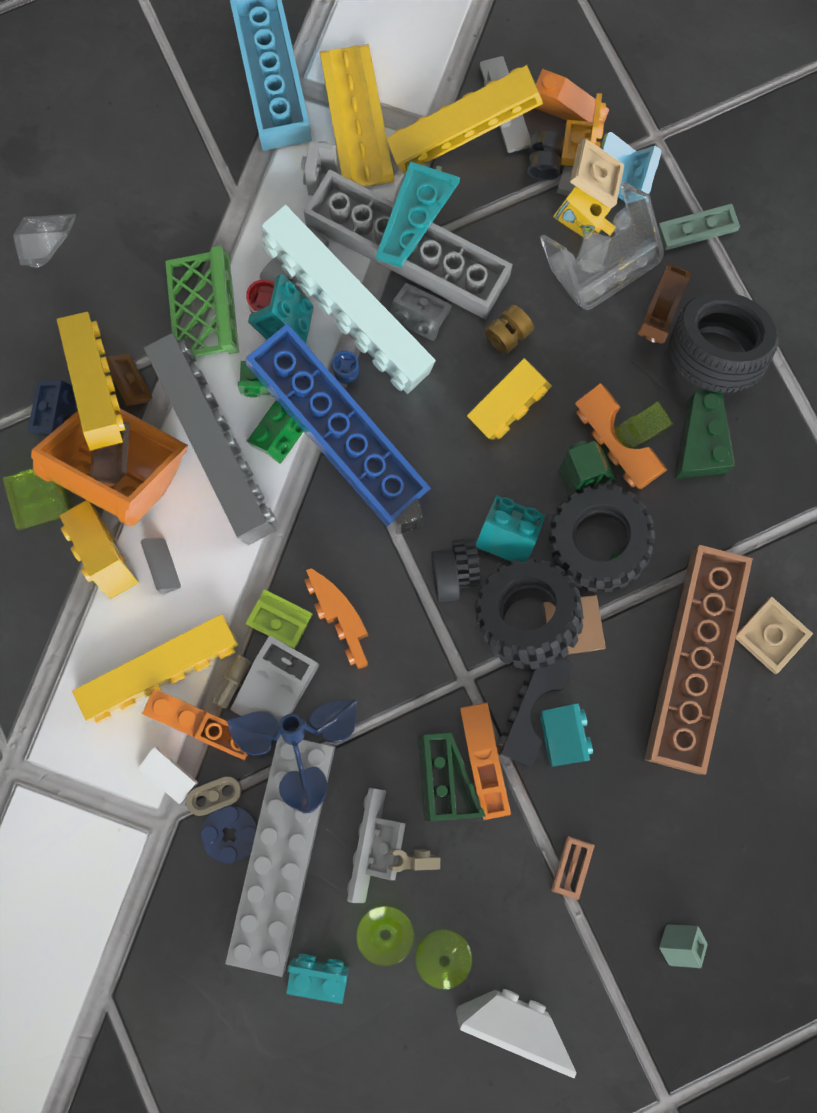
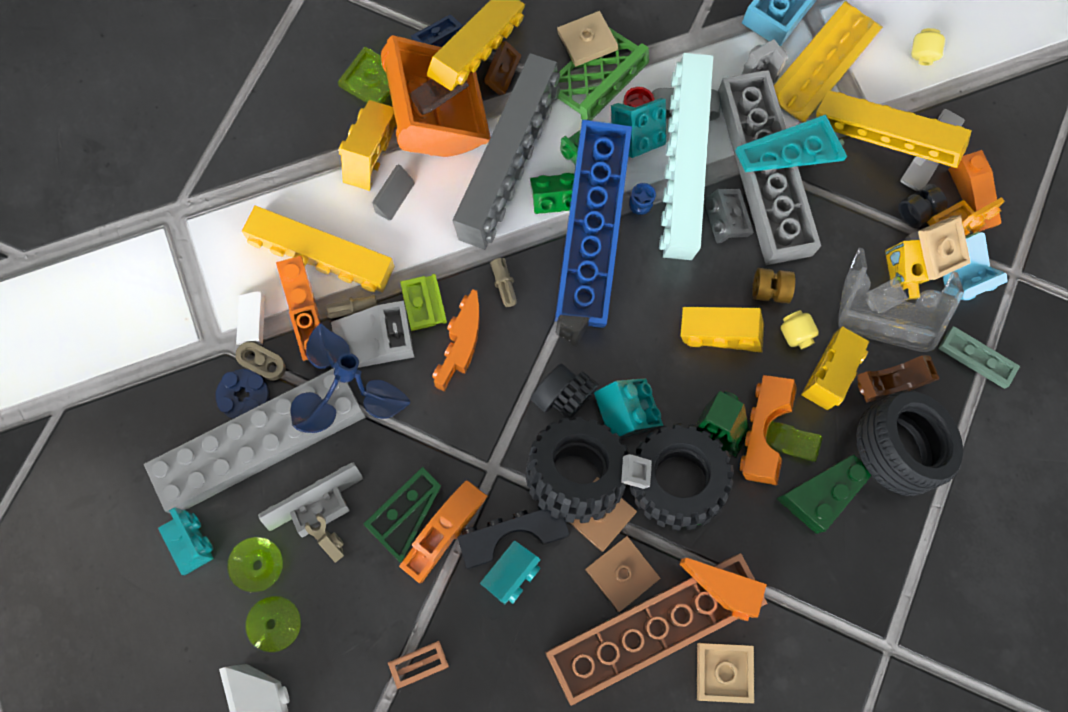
camera: 45 degrees right, 5 degrees down
(164, 287) = (587, 38): none -> tan plate
(319, 539) = (504, 281): none -> dark tan axle
(417, 25) = (928, 46): none -> light yellow head
(562, 342) = (799, 329): none -> light yellow head
(574, 569) = (636, 471): none -> light grey tile
(617, 342) = (836, 369): none -> yellow wedge
(634, 648) = (622, 574): none -> medium nougat plate
(722, 578) = (728, 589): none -> orange slope

